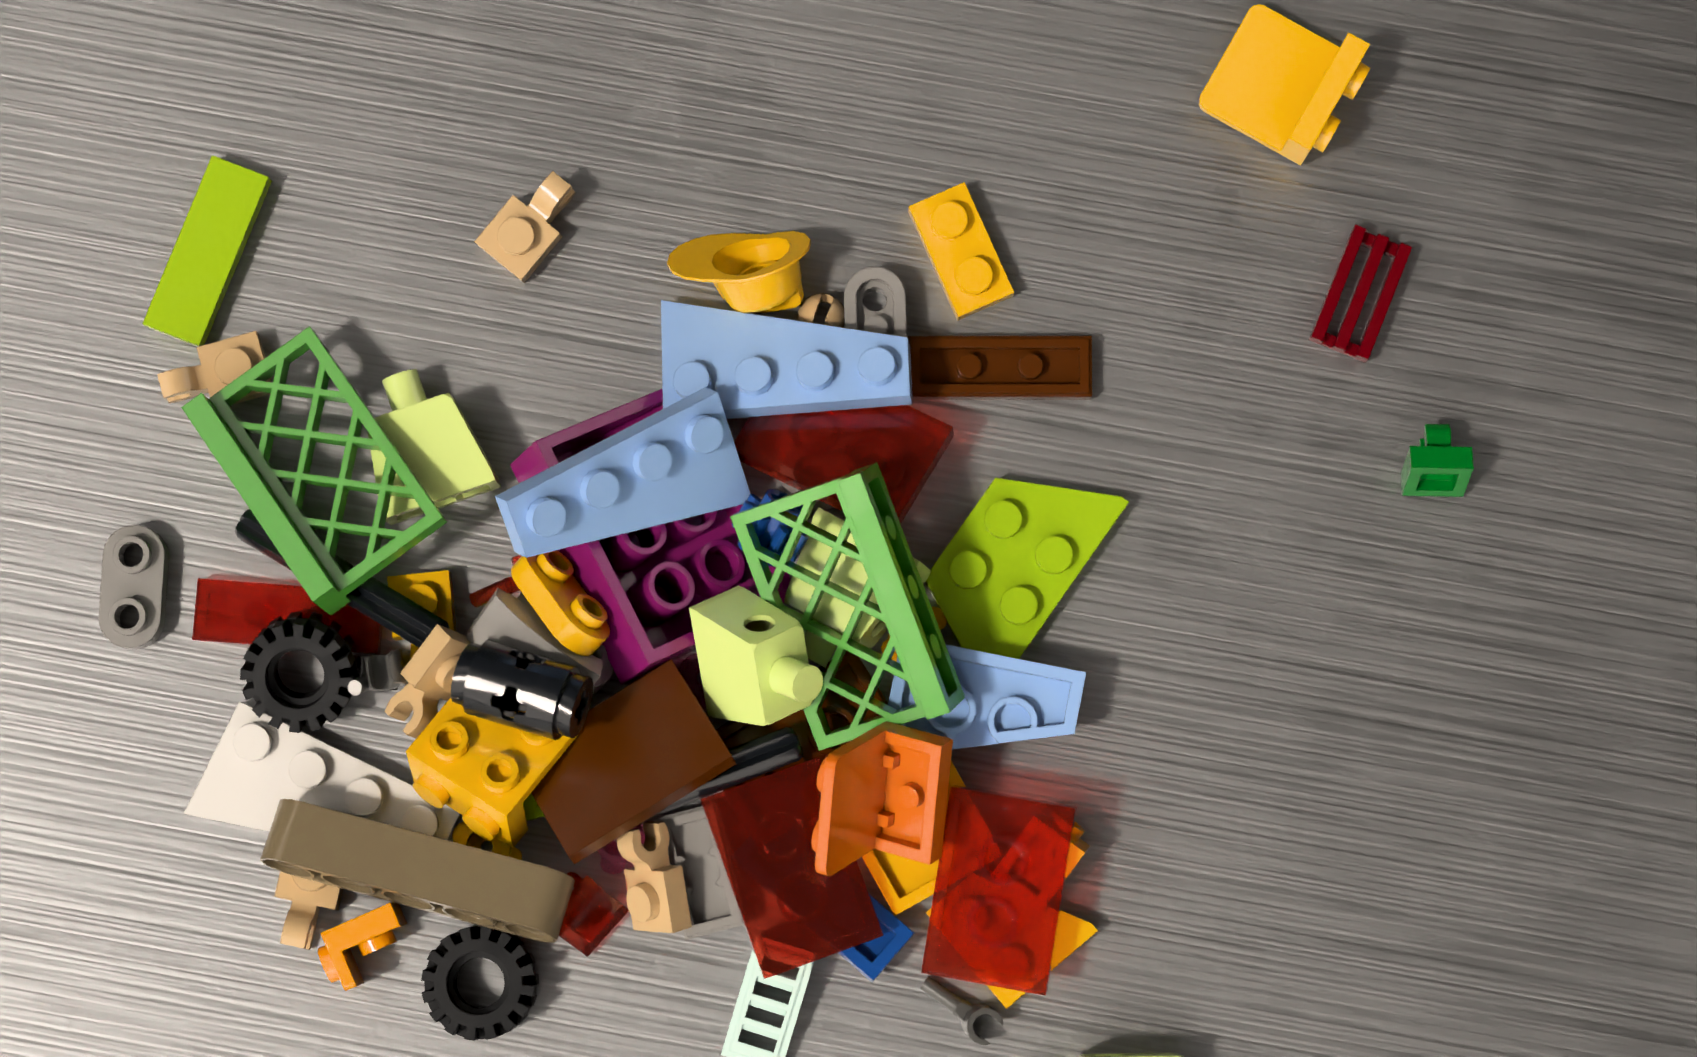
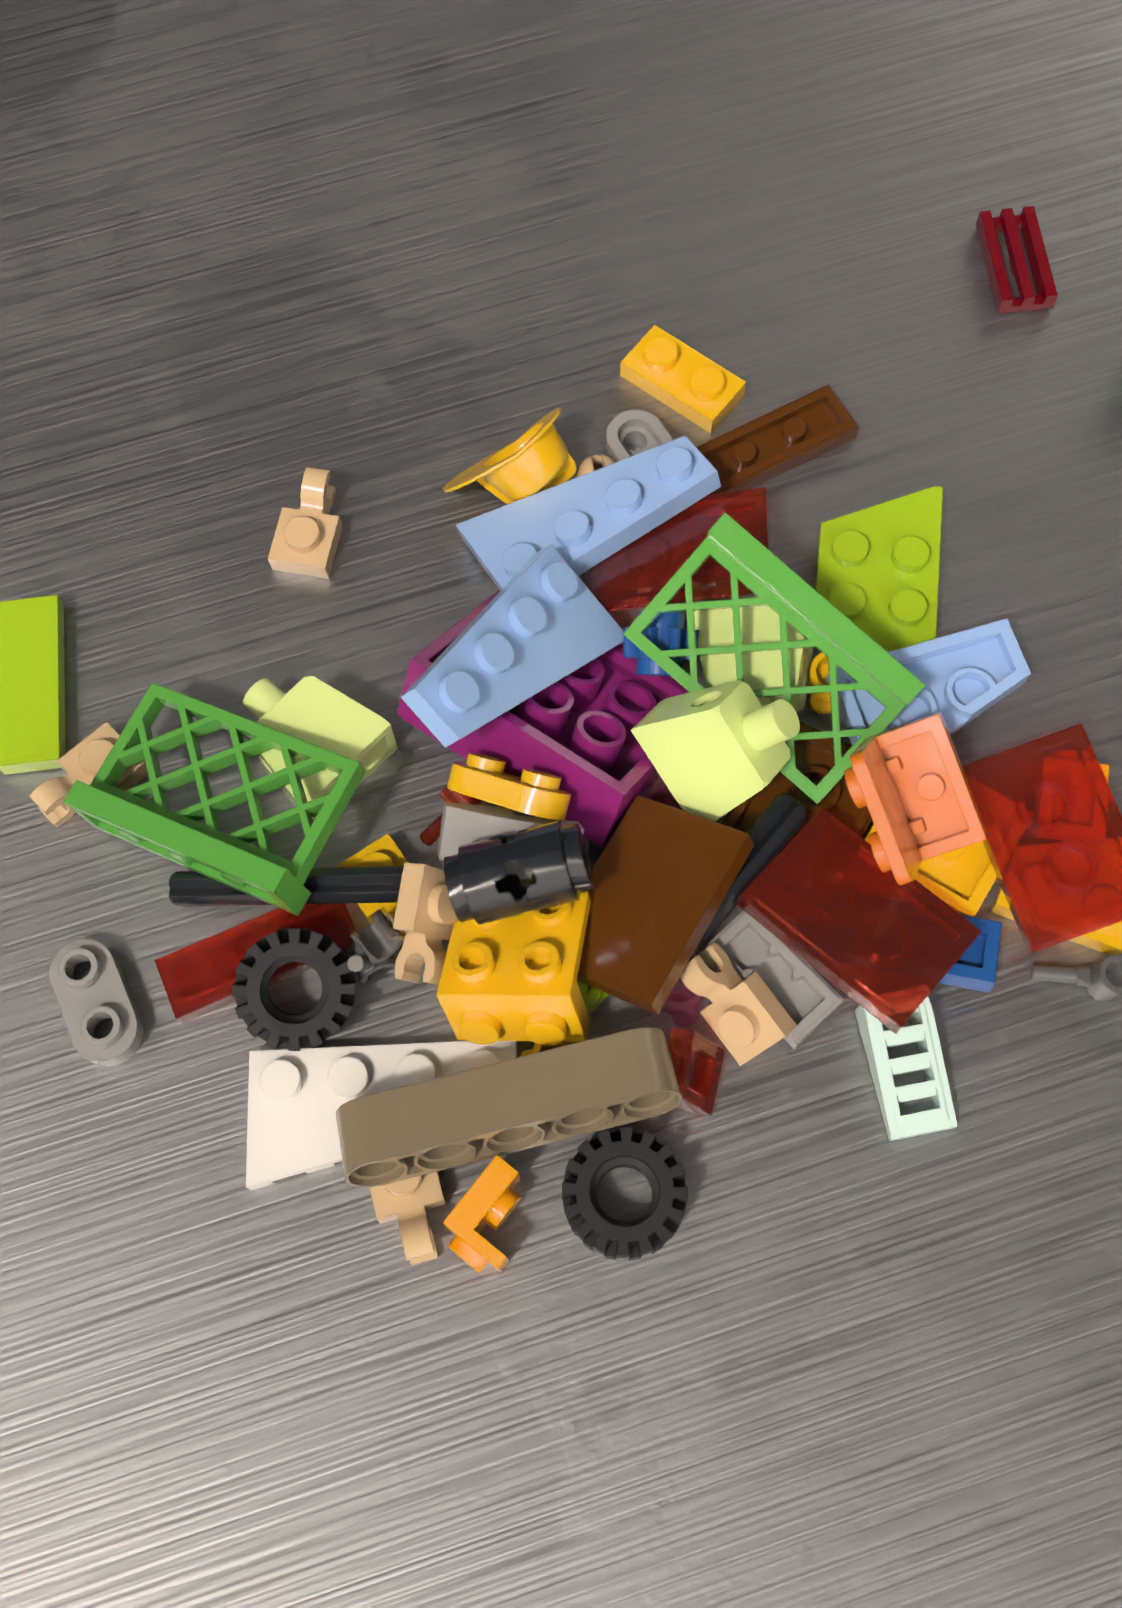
camera: 25 degrees left, 15 degrees down
(1283, 83) = (863, 147): yellow bracket -> none

